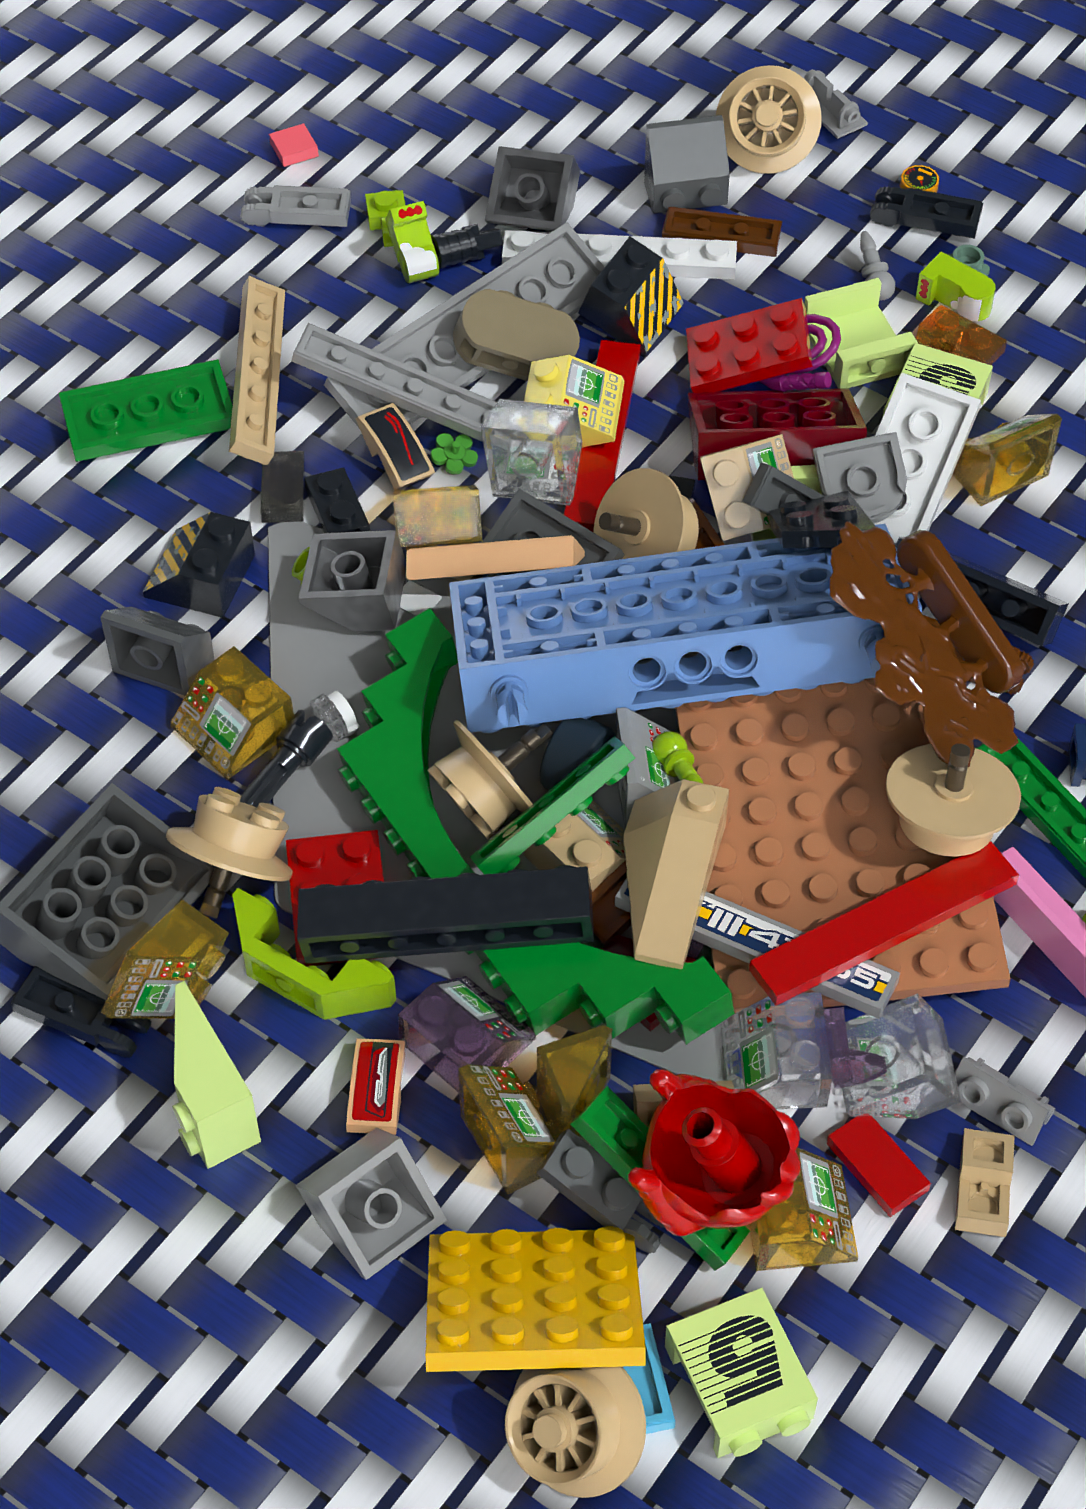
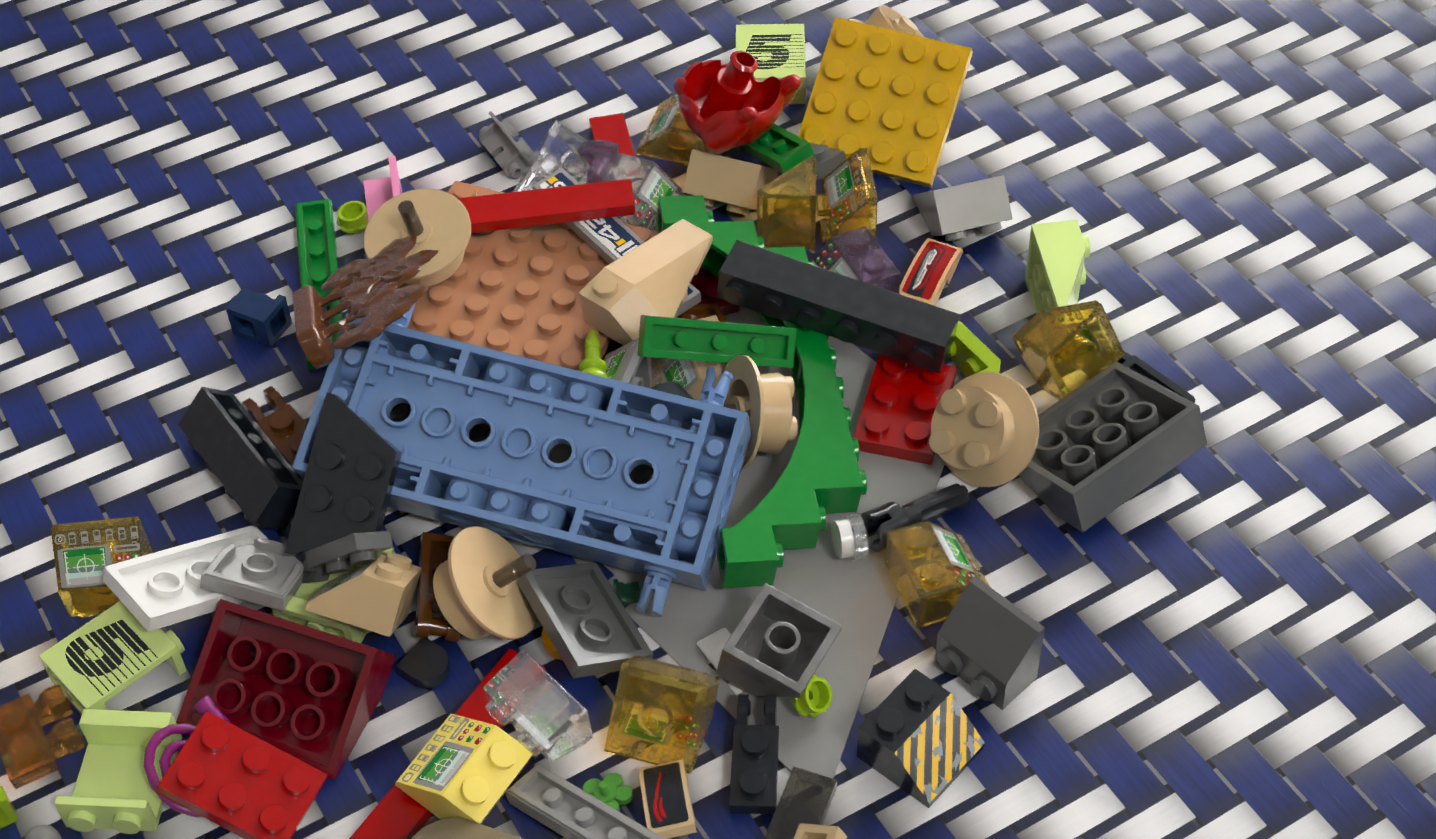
camera: 155 degrees left, 5 degrees down
(493, 557) = (639, 611): light nougat slope -> none
(984, 1182) = (561, 105): tan slope -> none

